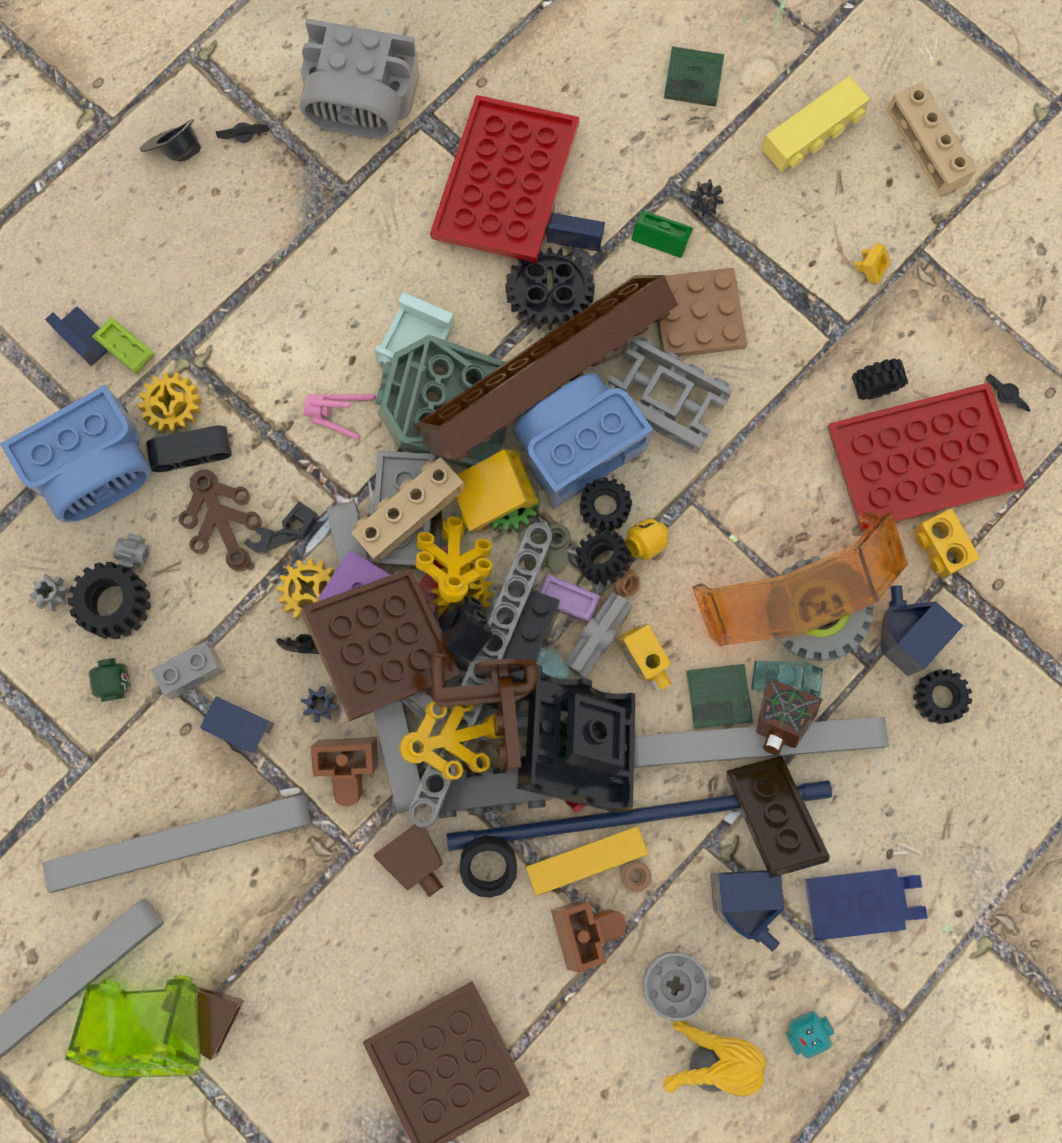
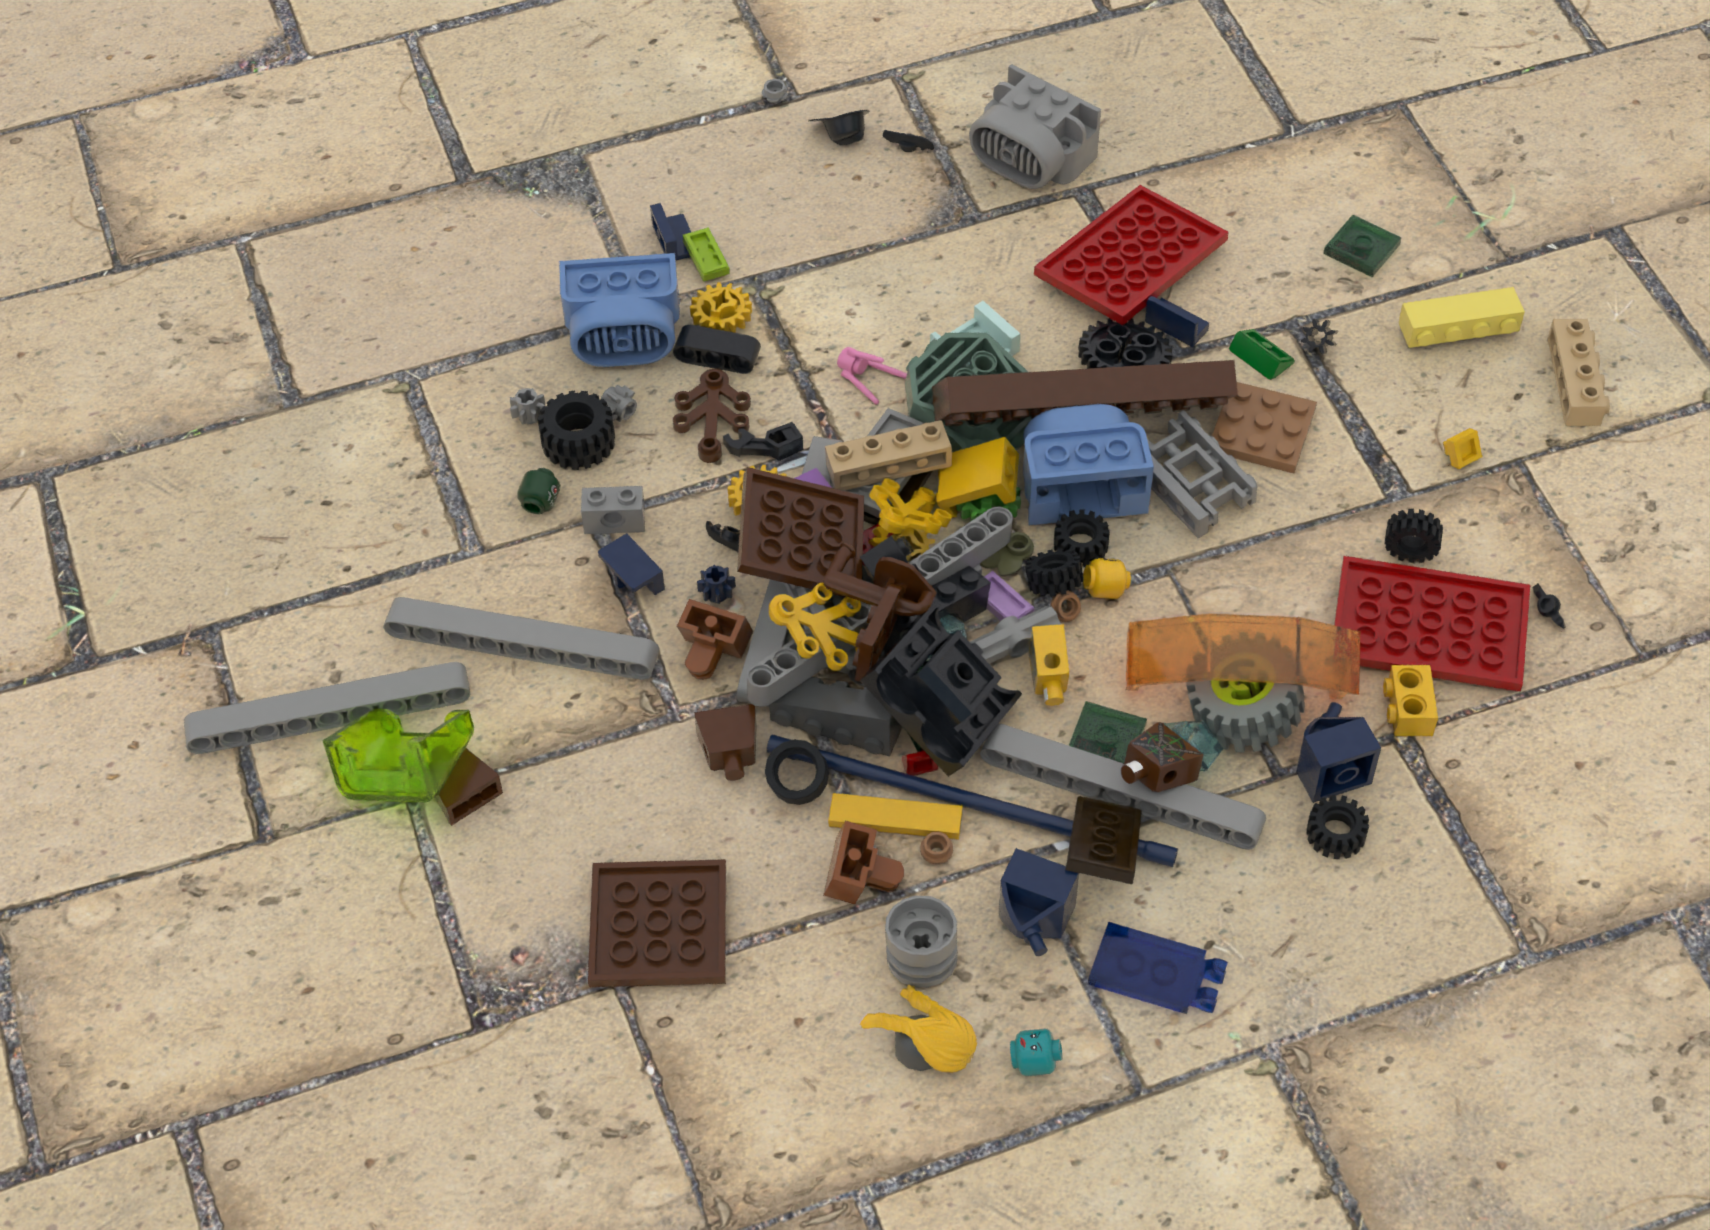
camera: 30 degrees right, 25 degrees down
(85, 122) = (775, 91): none -> light grey plate

